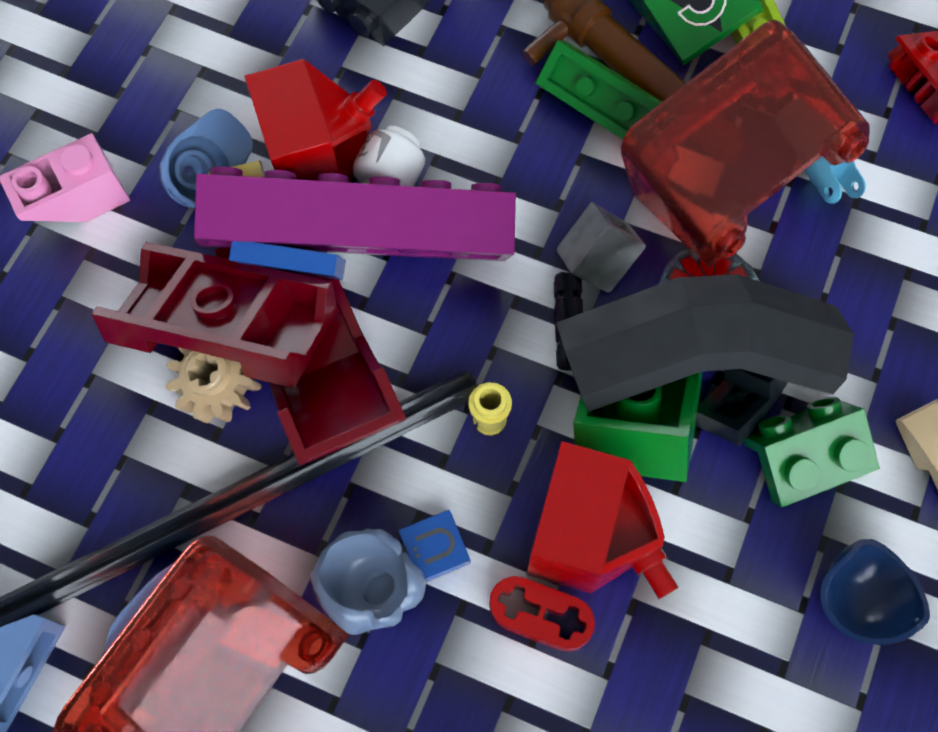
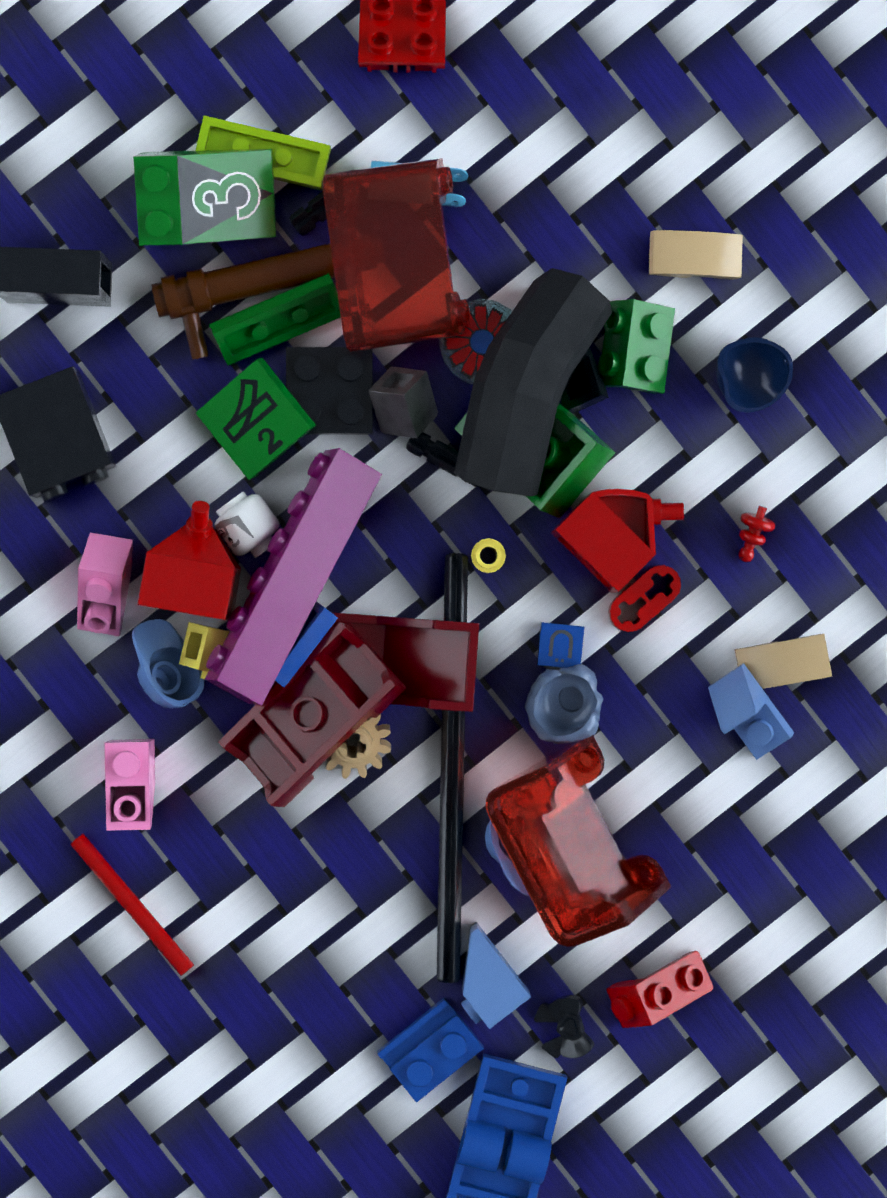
camera: 65 degrees left, 20 degrees up
(260, 50) = (103, 583): none -> bright pink slope
(499, 124) = (255, 418): none -> green tile
(563, 177) = (332, 388): none -> black plate
(689, 704) = (753, 535): none -> red hair

